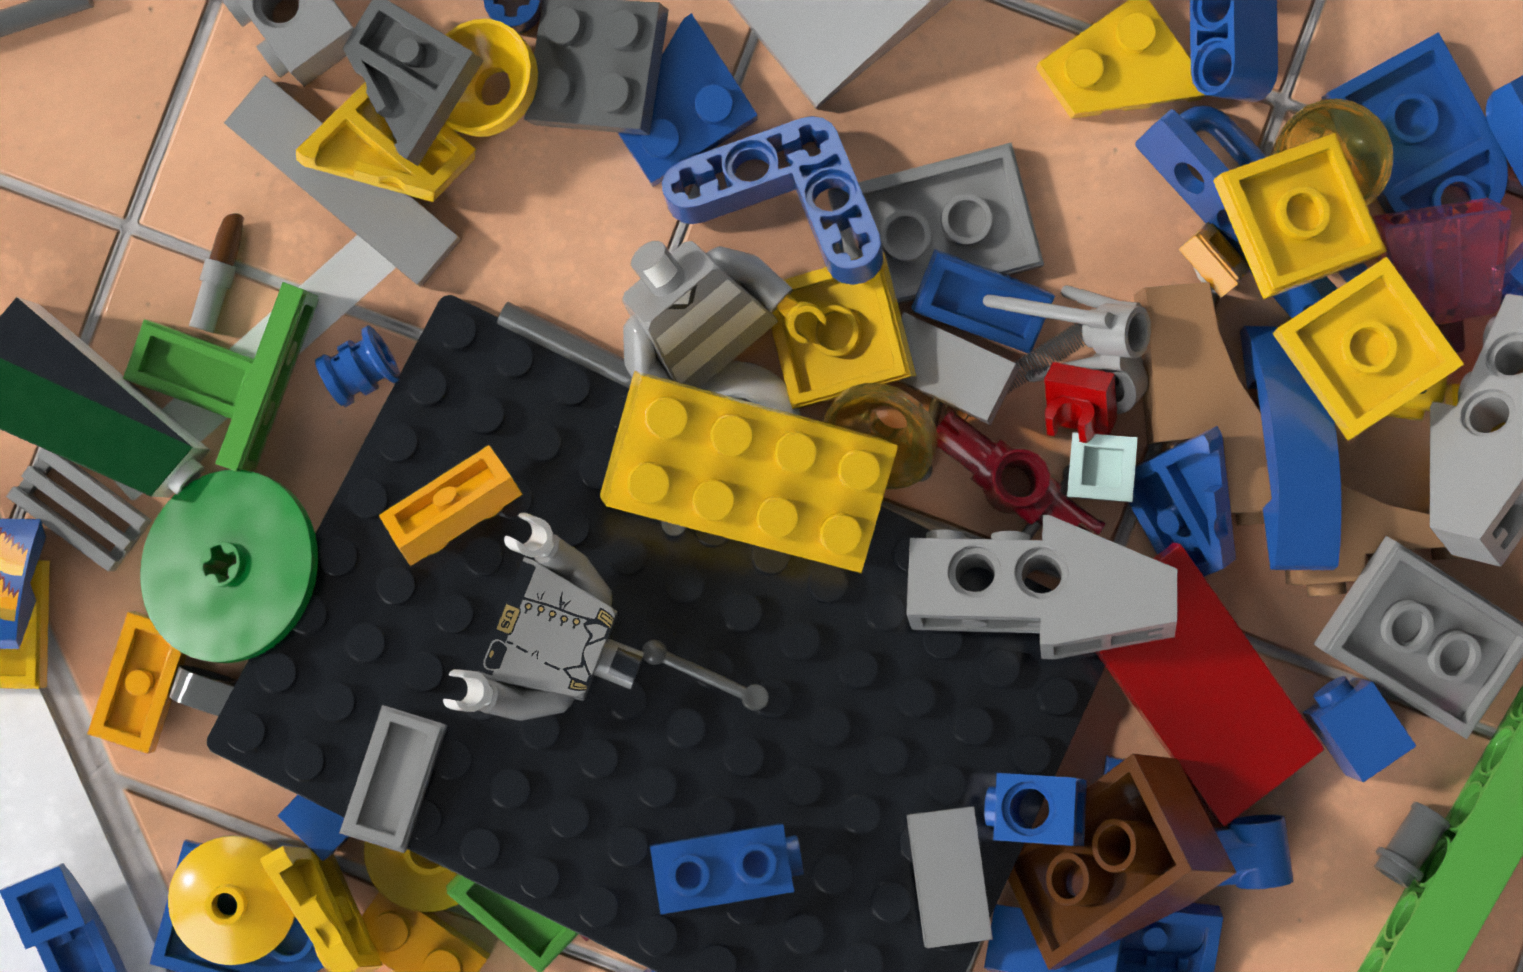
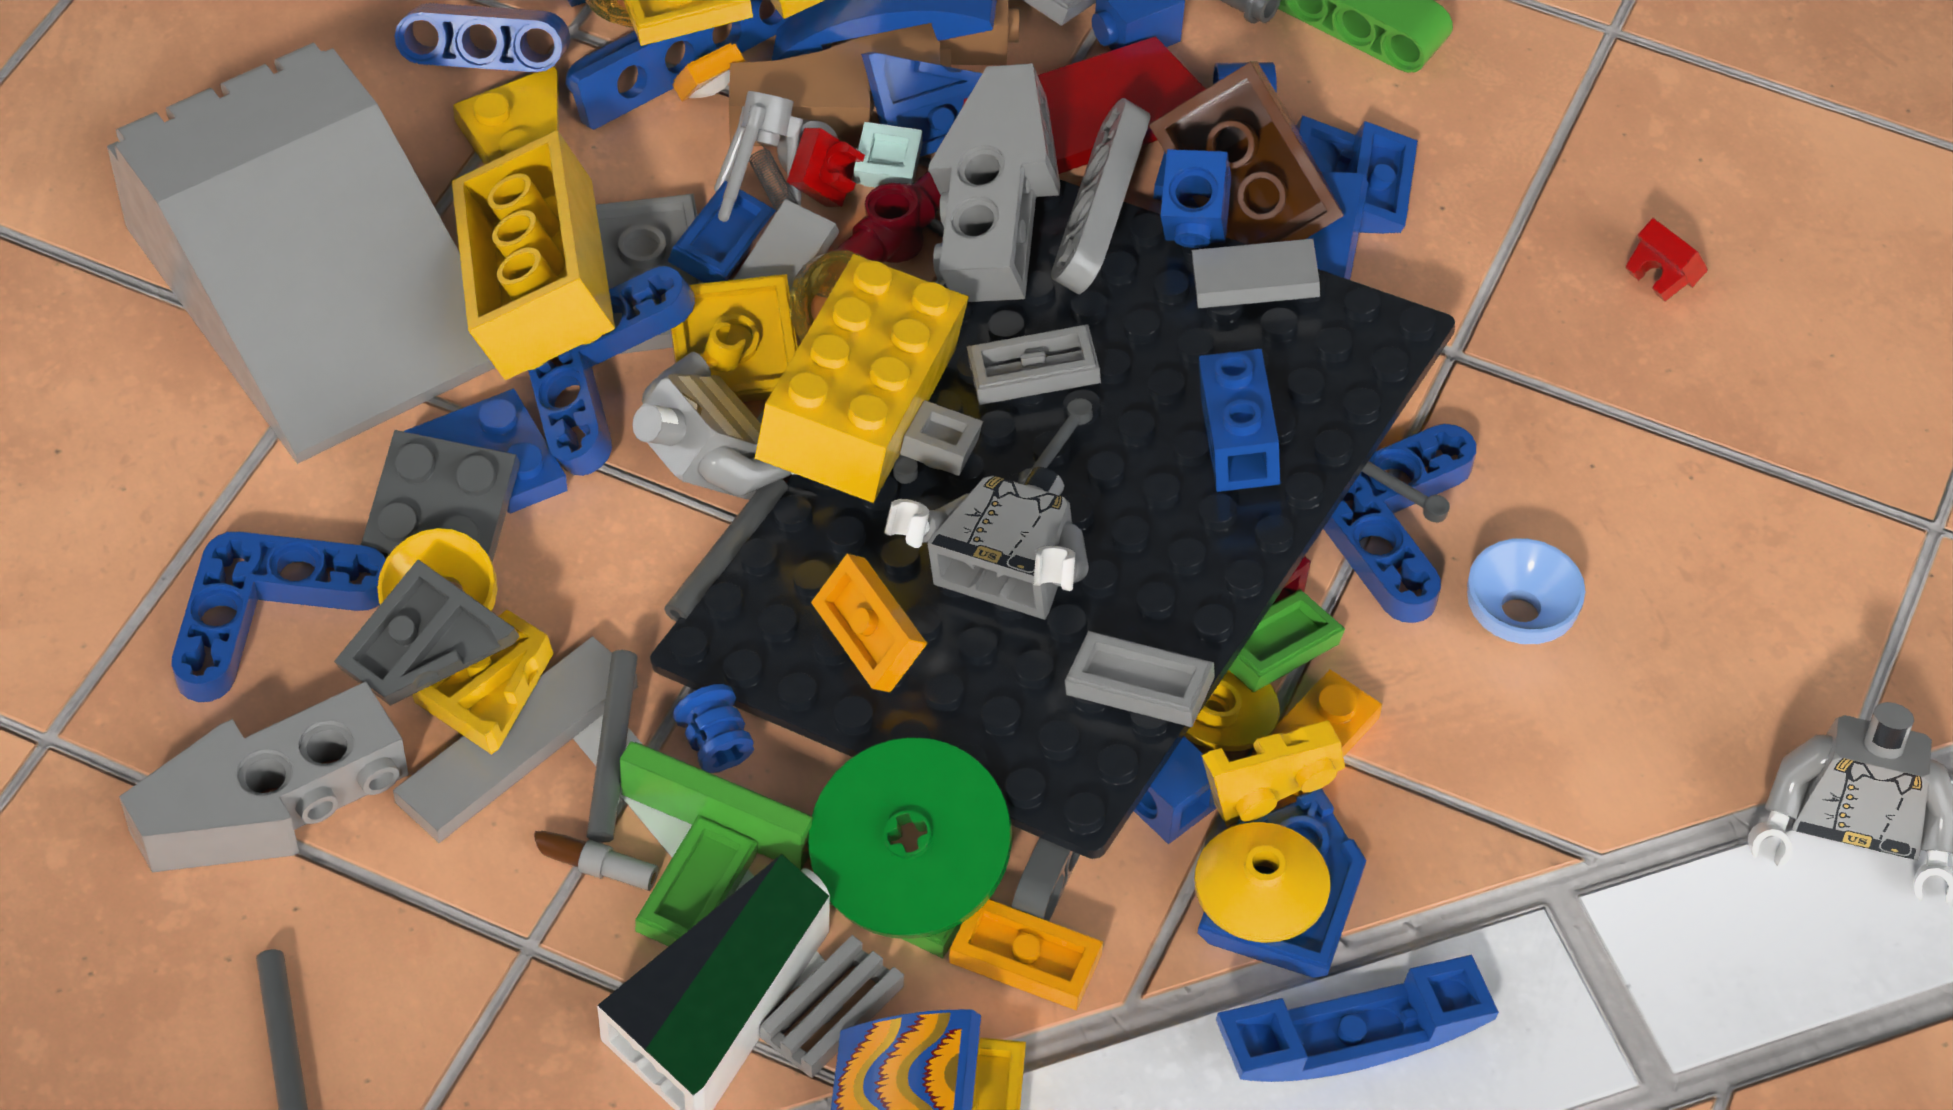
camera: 90 degrees left, 35 degrees down
(332, 272) = (611, 746): none -> dark grey bar
(696, 561) = (941, 438): none -> light grey plate
(829, 698) = (1034, 372): none -> light grey tile
(892, 105) = (531, 256): none -> yellow brick
(1044, 704) = (1100, 196): none -> light grey beam

